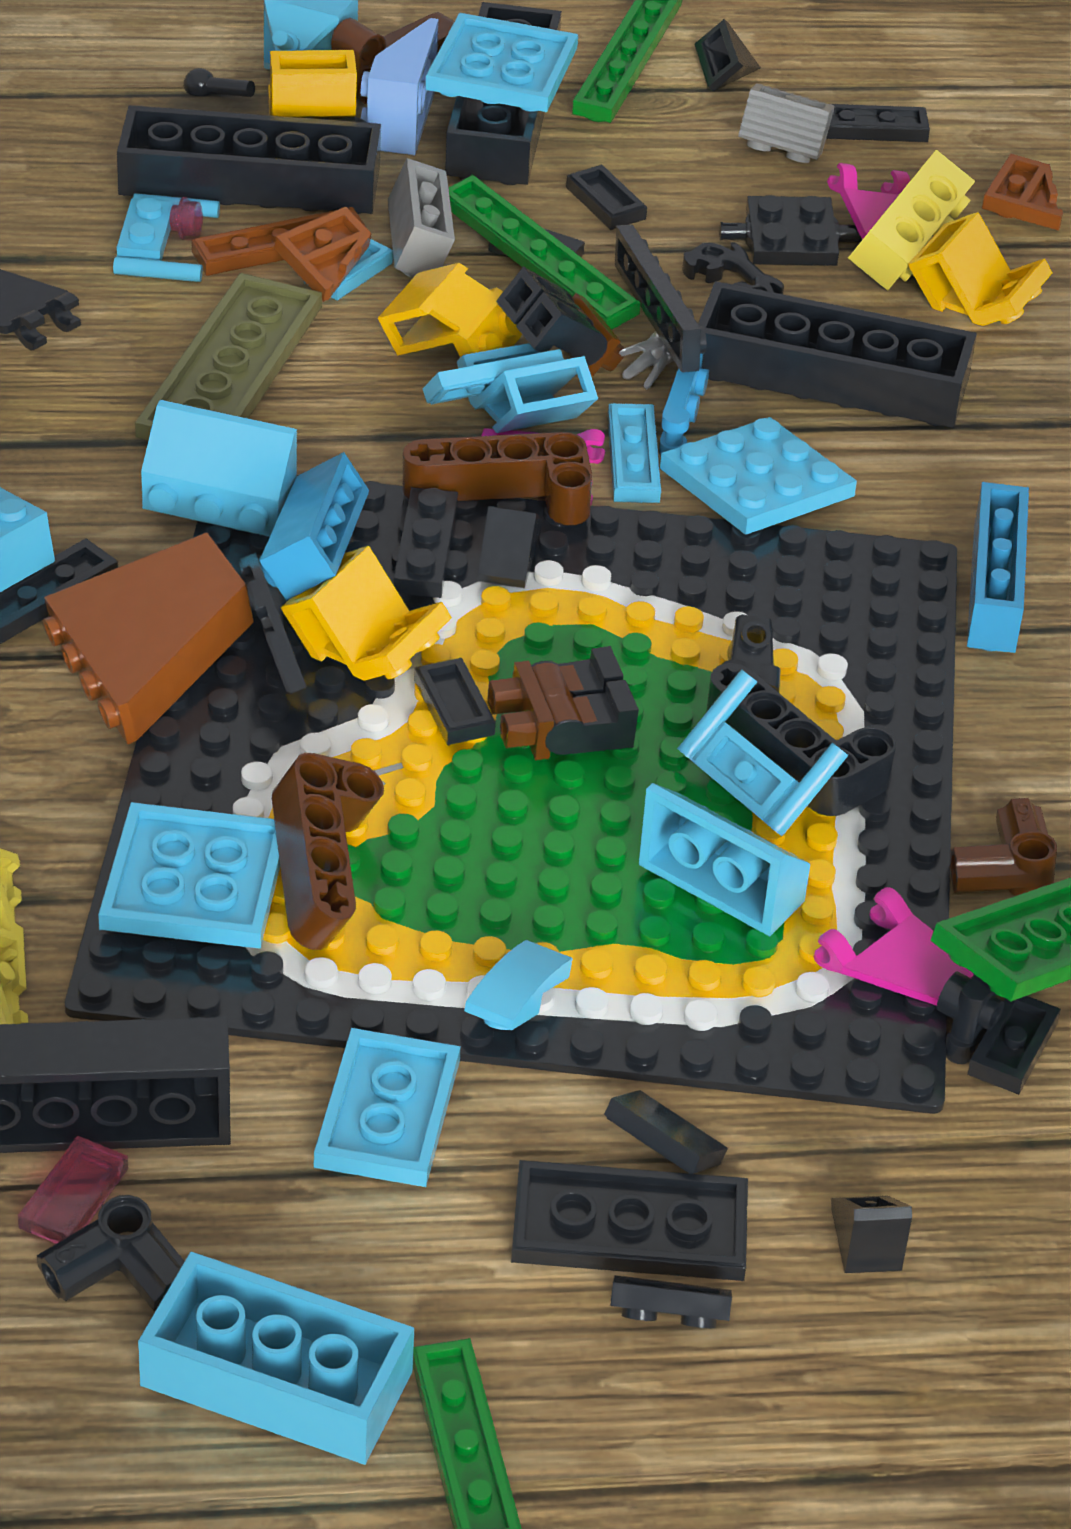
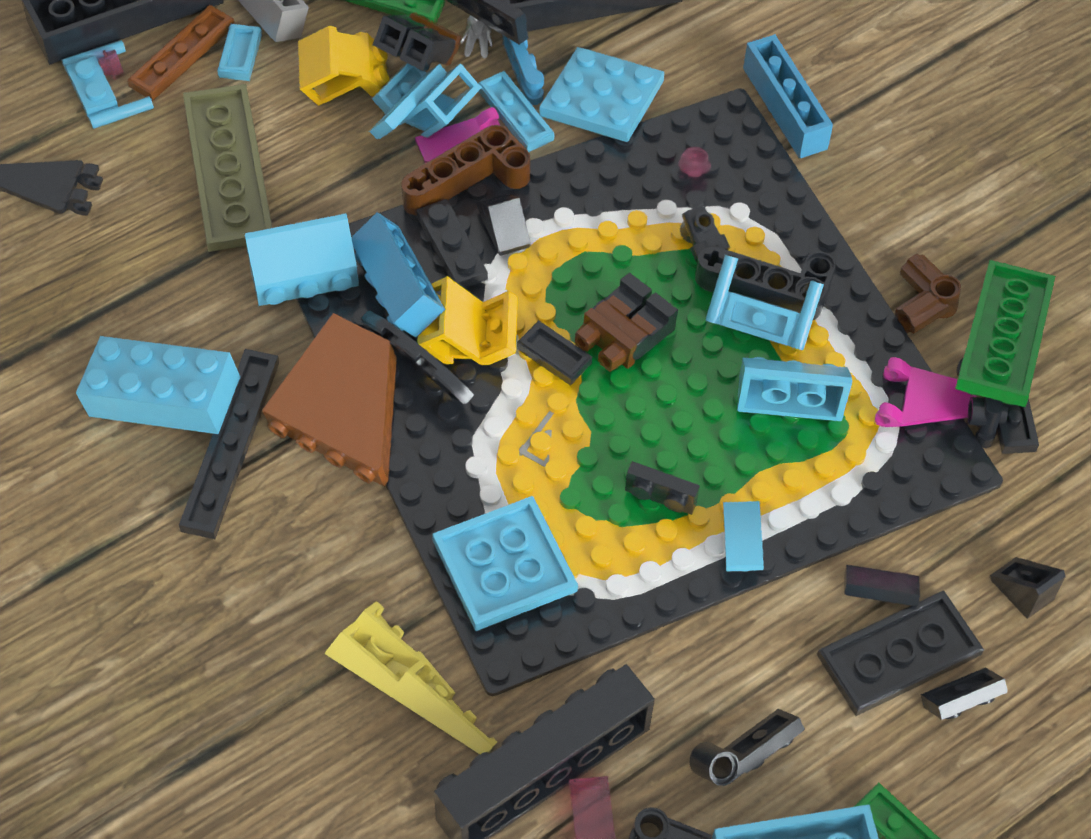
camera: 30 degrees left, 15 degrees up
(312, 813) = (565, 507): reddish brown beam -> none
(324, 249) = (226, 50): dark orange wing -> none
(329, 1219) = (747, 751): none -> black plate
(387, 1107) = (724, 656): medium azure plate -> none
(458, 888) = (662, 488): none -> black plate
(811, 584) = (693, 156): none -> clear pink plate

